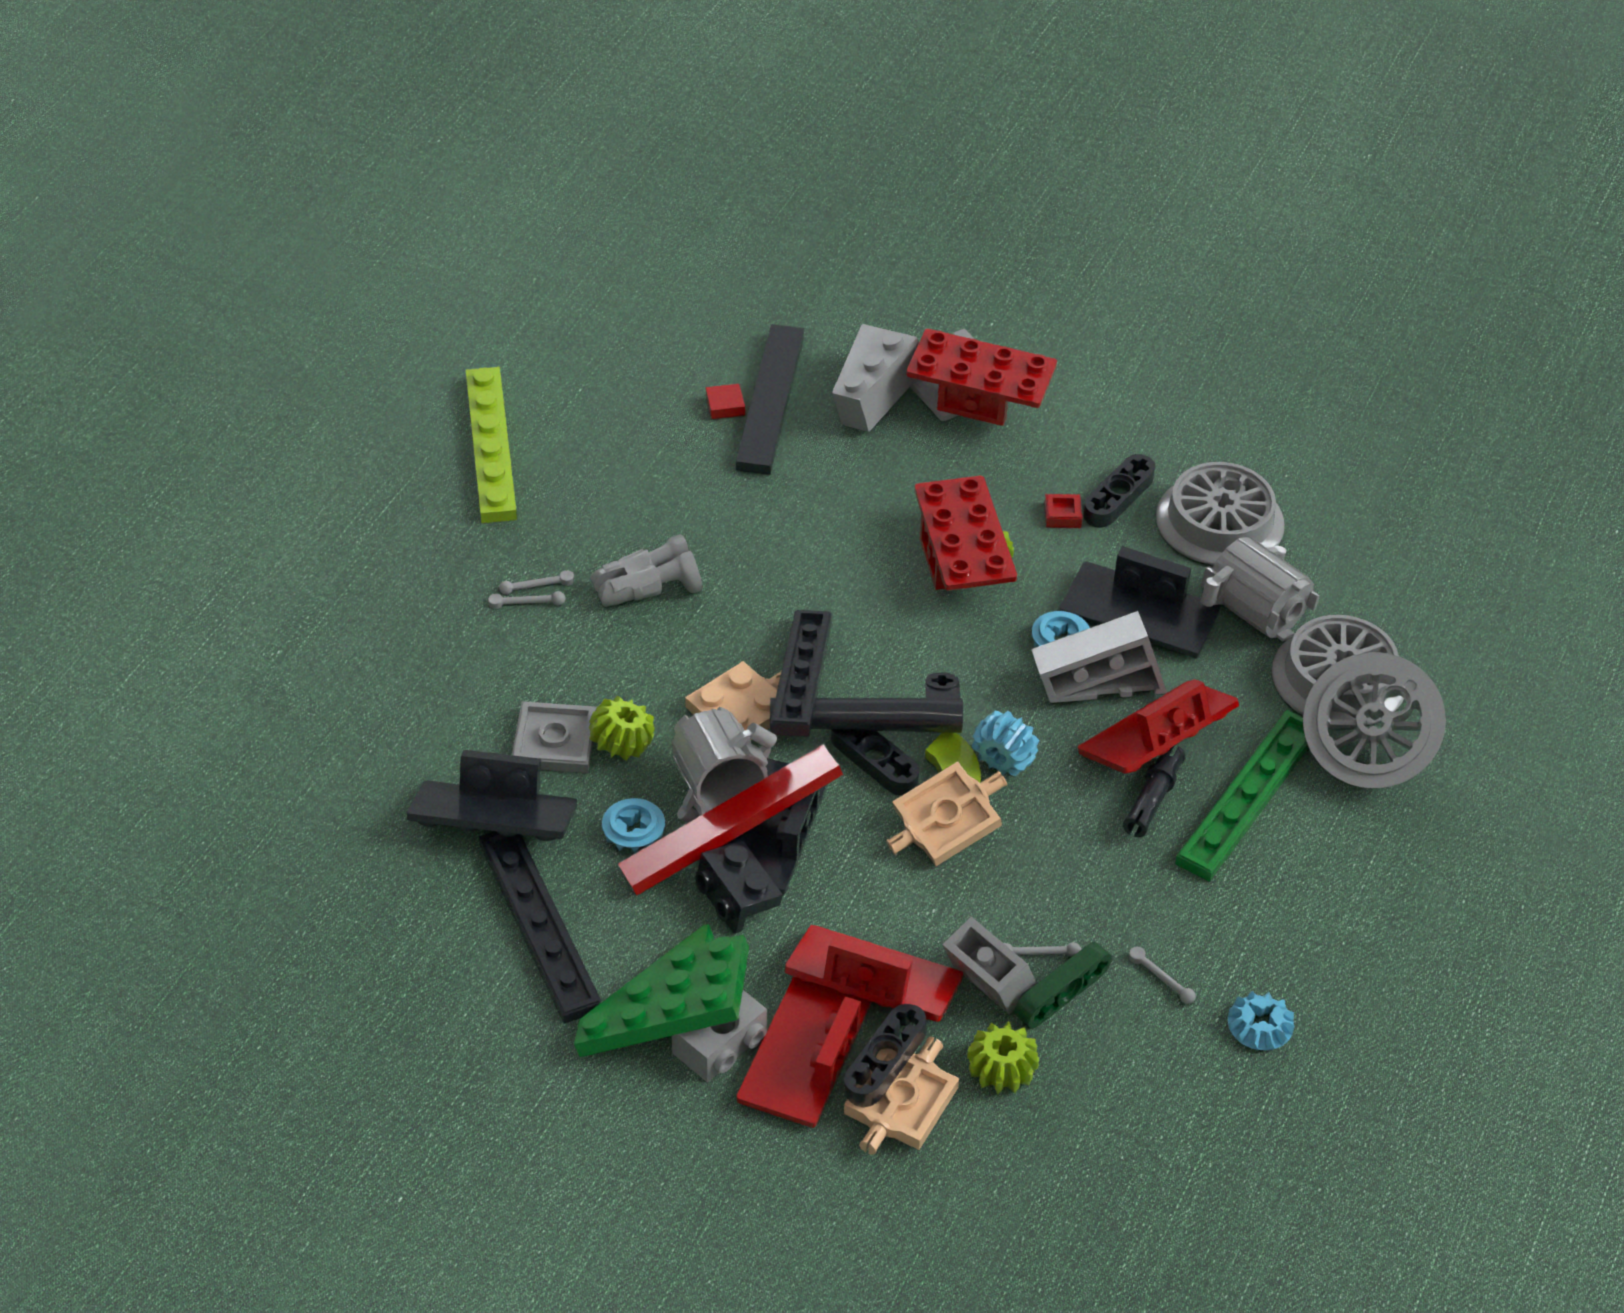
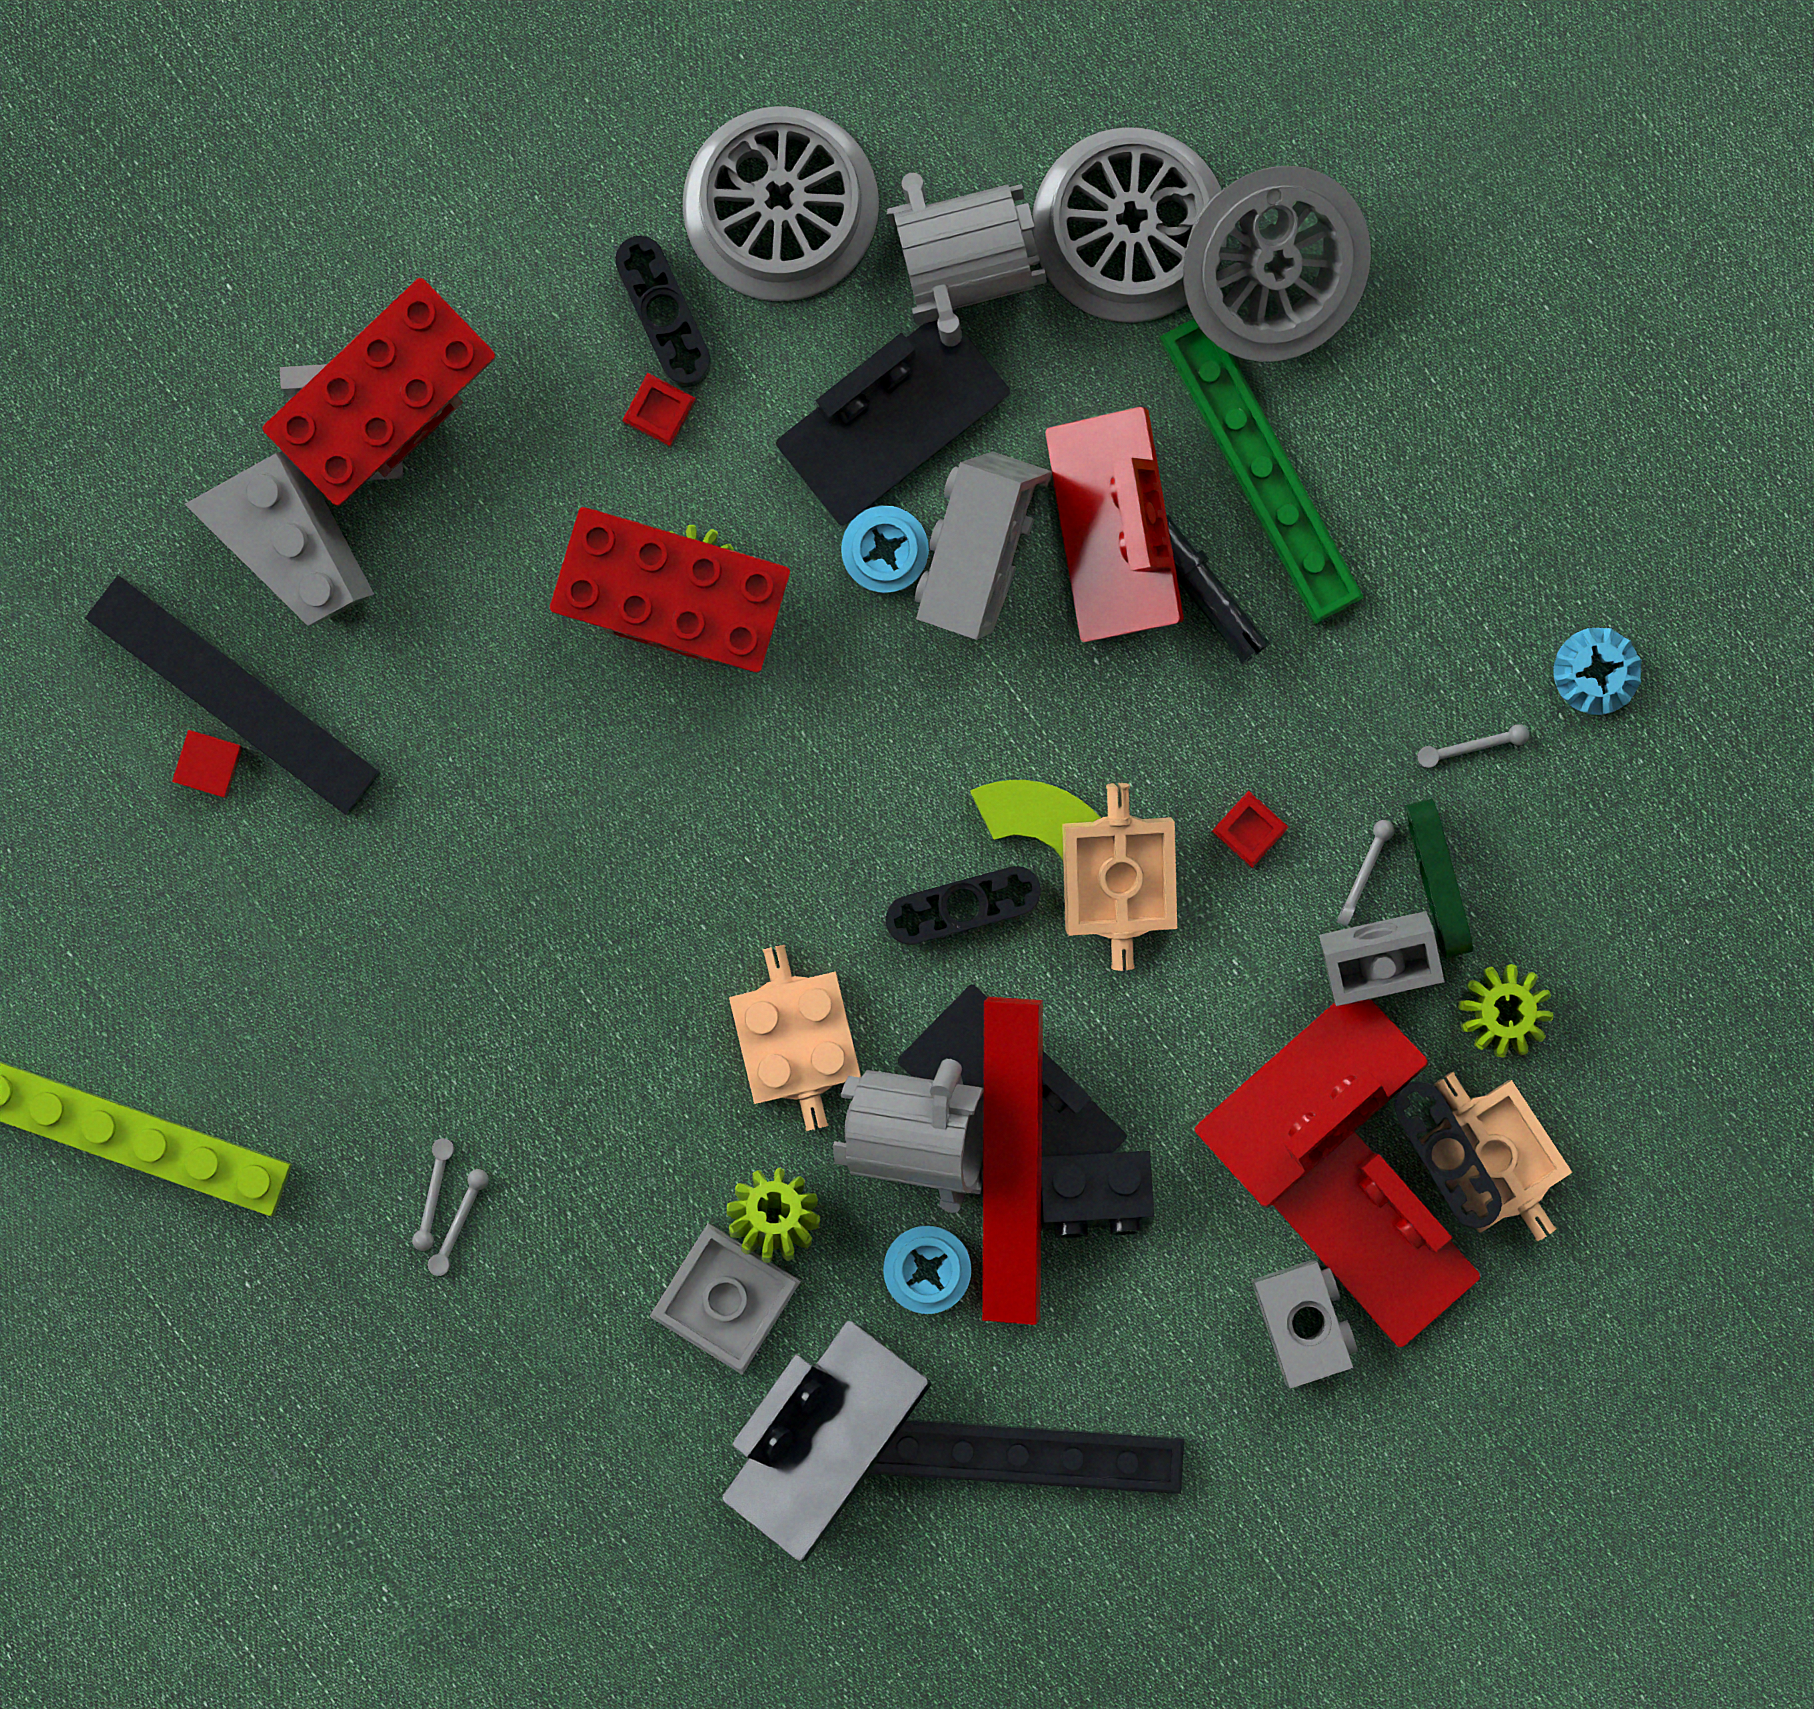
camera: 60 degrees left, 40 degrees up
(639, 578) = (502, 1059): light grey piece -> none
(679, 993) = (1234, 1357): green wing -> none
(801, 673) = (814, 945): black tile -> none
(936, 713) = (964, 807): black axle -> none
(1005, 743) = (1052, 742): medium azure gear -> none
(1023, 879) = (1249, 829): none -> red tile

